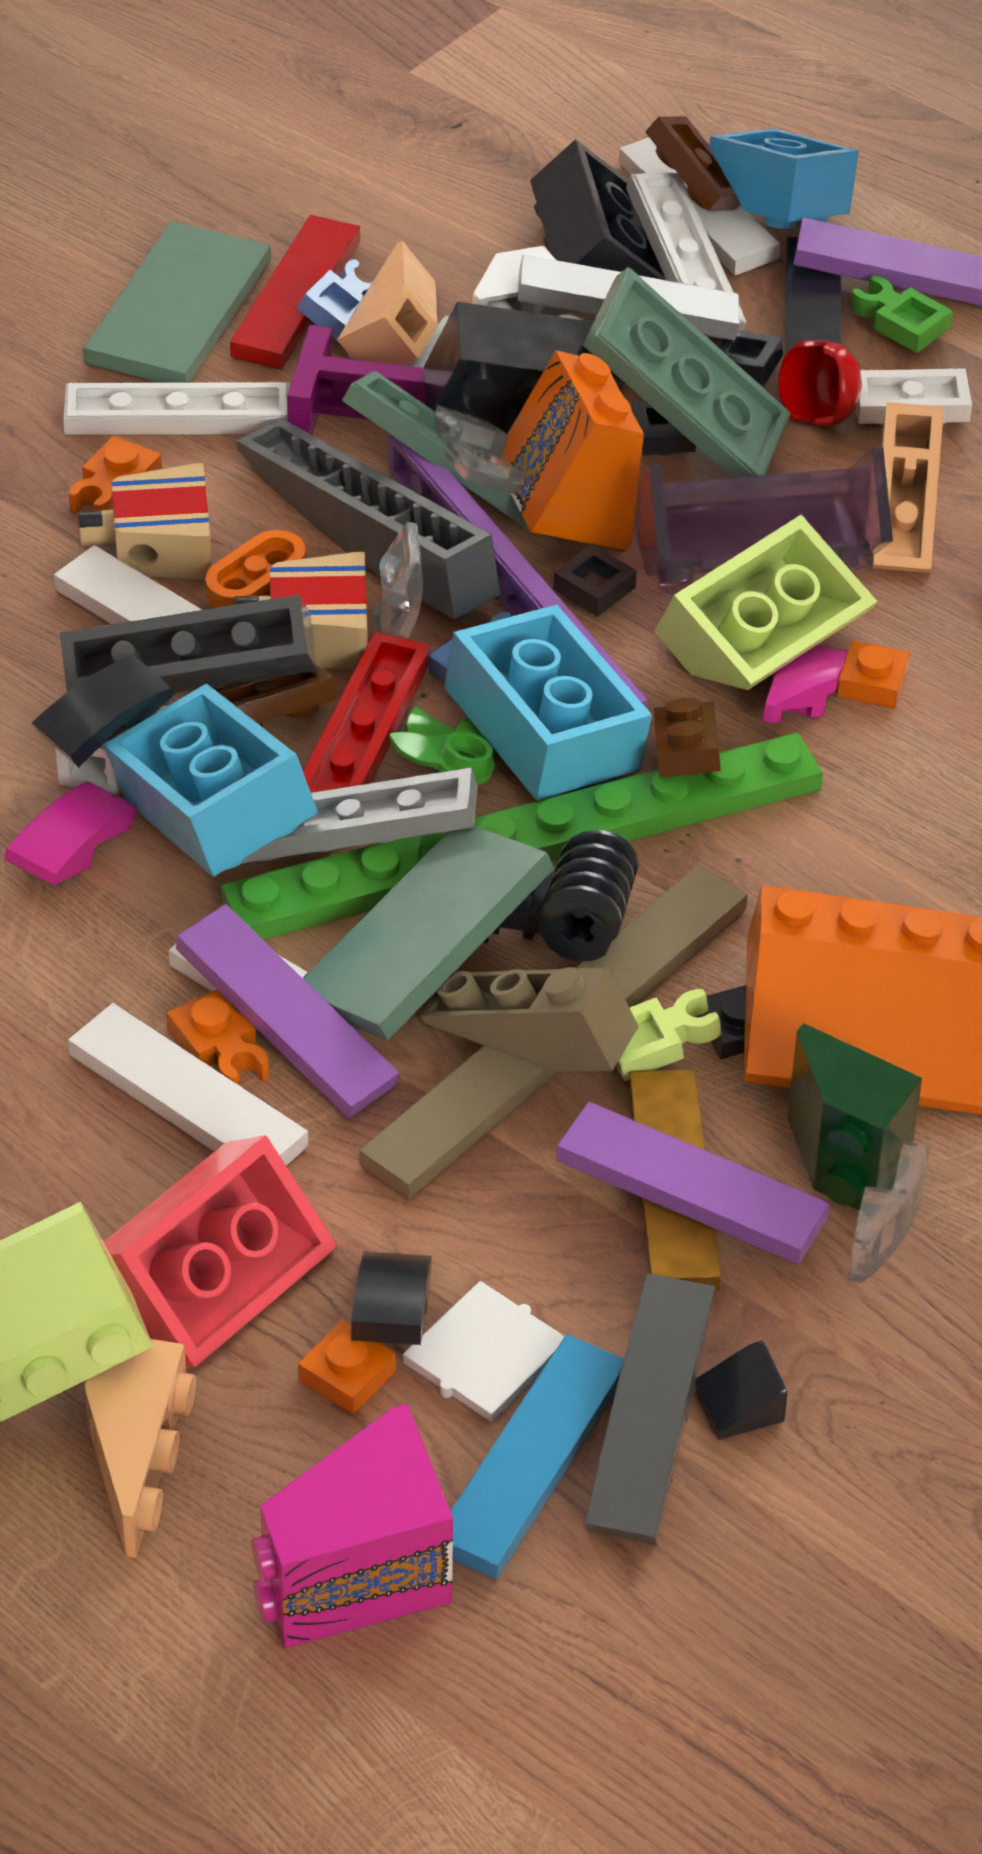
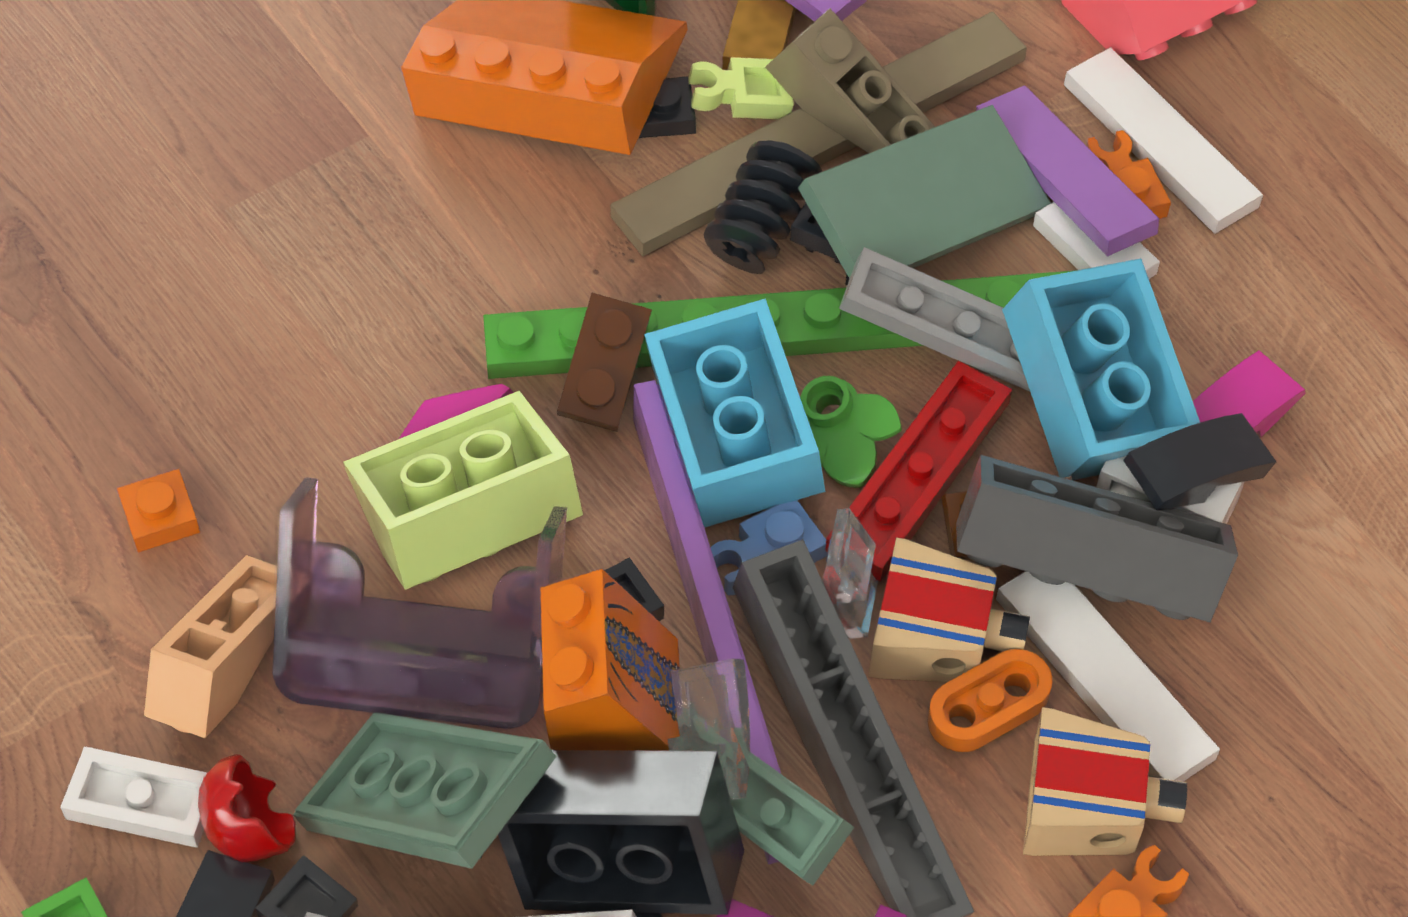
camera: 165 degrees left, 10 degrees up
(873, 674) = (368, 426): orange plate -> none

